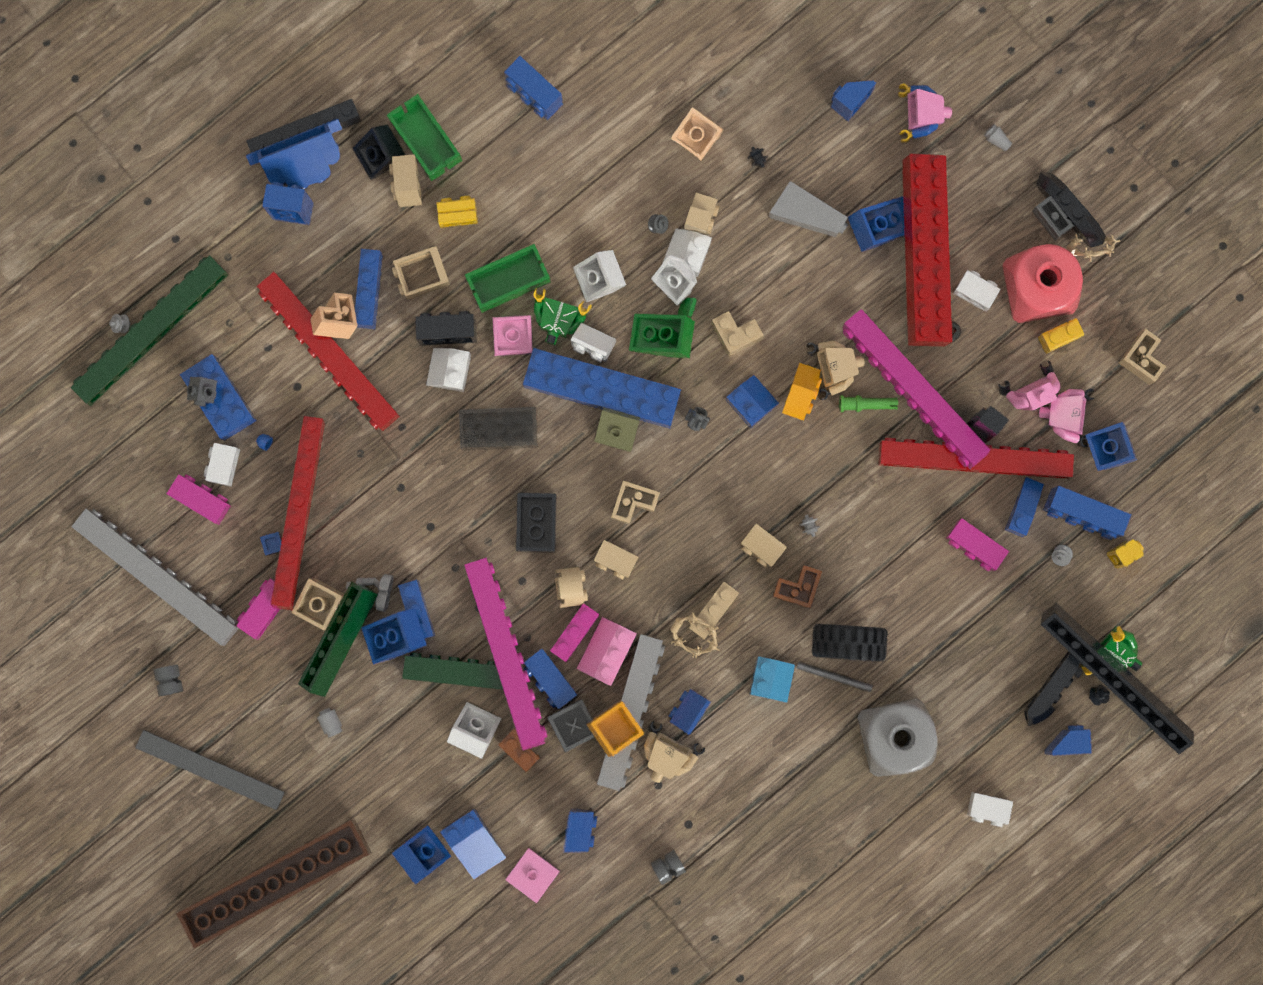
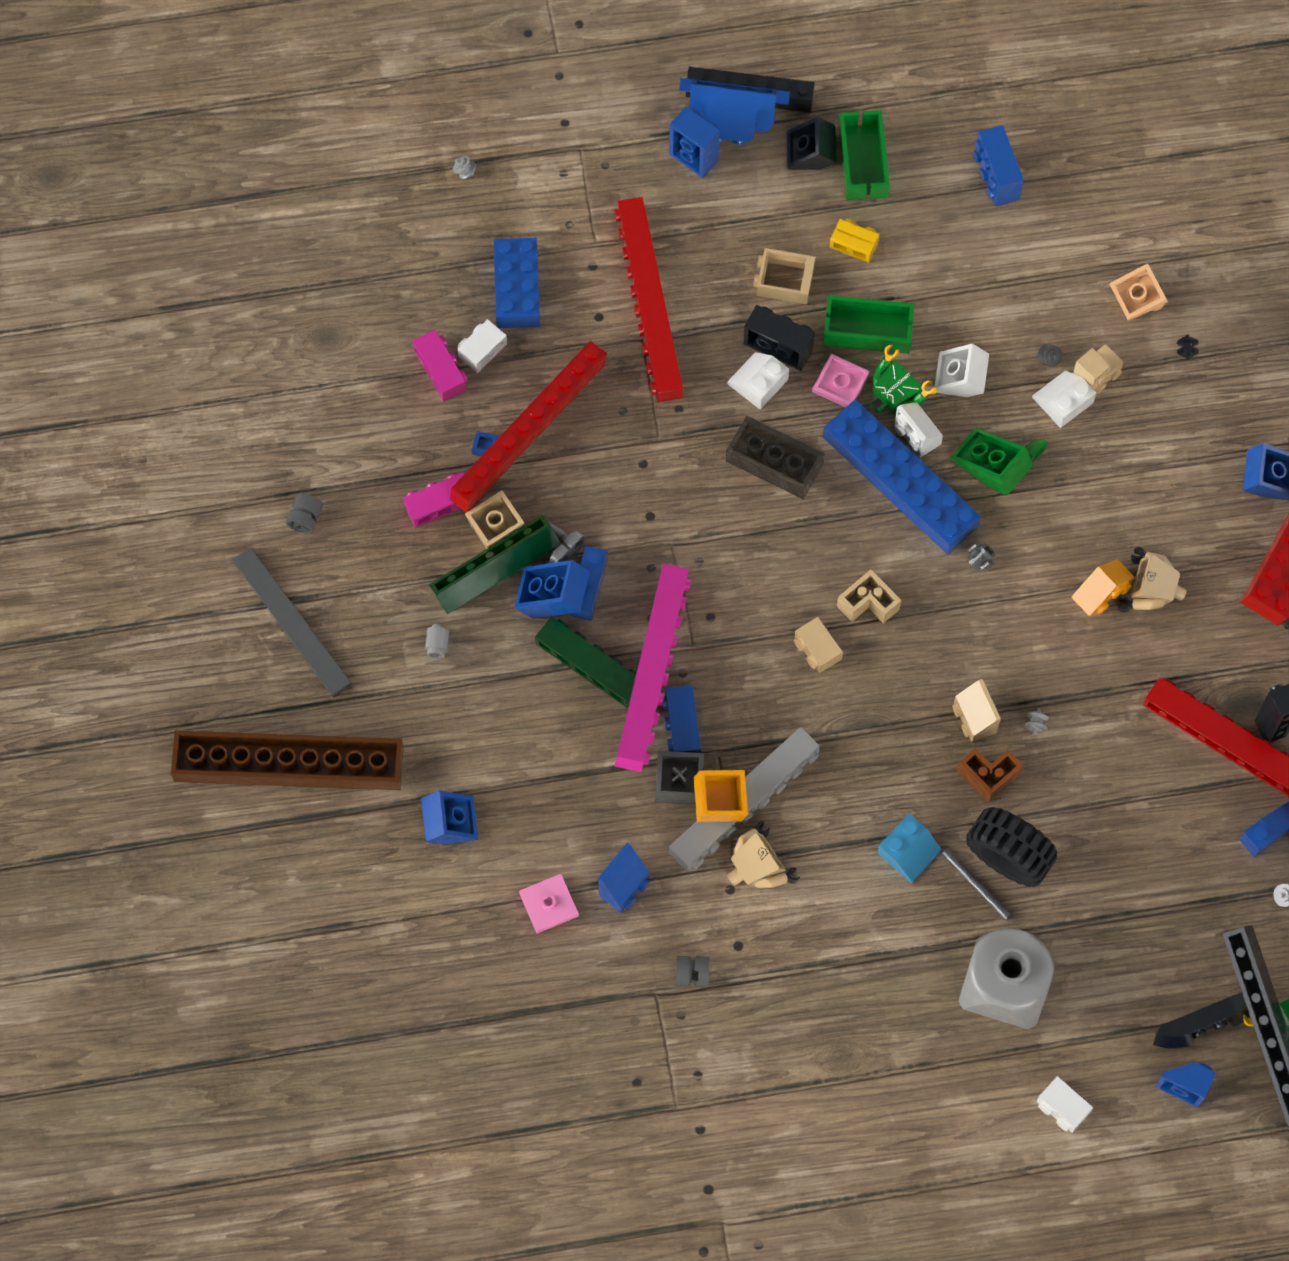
camera: 30 degrees right, 15 degrees down
(149, 331) = (488, 188): dark green brick -> none
(155, 577) = (353, 414): light grey brick -> none
(201, 391) = (507, 260): dark grey brick -> none
(264, 441) = (536, 348): blue hinge -> none
(336, 318) = (676, 269): light nougat brick -> none
(368, 288) = (724, 262): blue brick -> none
(406, 185) = (821, 183): tan brick -> none
(473, 844) = (507, 837): slope -> none
(474, 730) = (575, 728): white slope -> none
(513, 748) = (609, 776): dark orange brick -> none
(536, 522) = (759, 565): black brick -> none
(570, 587) = (755, 643): tan brick -> none
(574, 632) = (734, 691): dark pink brick -> none
(606, 651) = (757, 729): bright pink slope -> none
(617, 429) = (893, 522): olive plate -> none
(675, 279) = (1036, 411): white slope -> none
(689, 711) = (806, 831): blue slope -> none
(697, 651) = (840, 740): tan piece -> none
(714, 609) = (888, 748): tan brick -> none
(733, 337) = (1068, 503): tan brick -> none
(751, 401) = (1046, 571): blue slope -> none
(806, 211) = (1208, 422): light grey slope -> none
(858, 403) = (1156, 632): bright green pin -> none
(915, 389) = (1223, 647): dark pink brick -> none
(976, 545) = (1201, 835): dark pink brick -> none
(1099, 695) = (1247, 1056): black wheel -> none

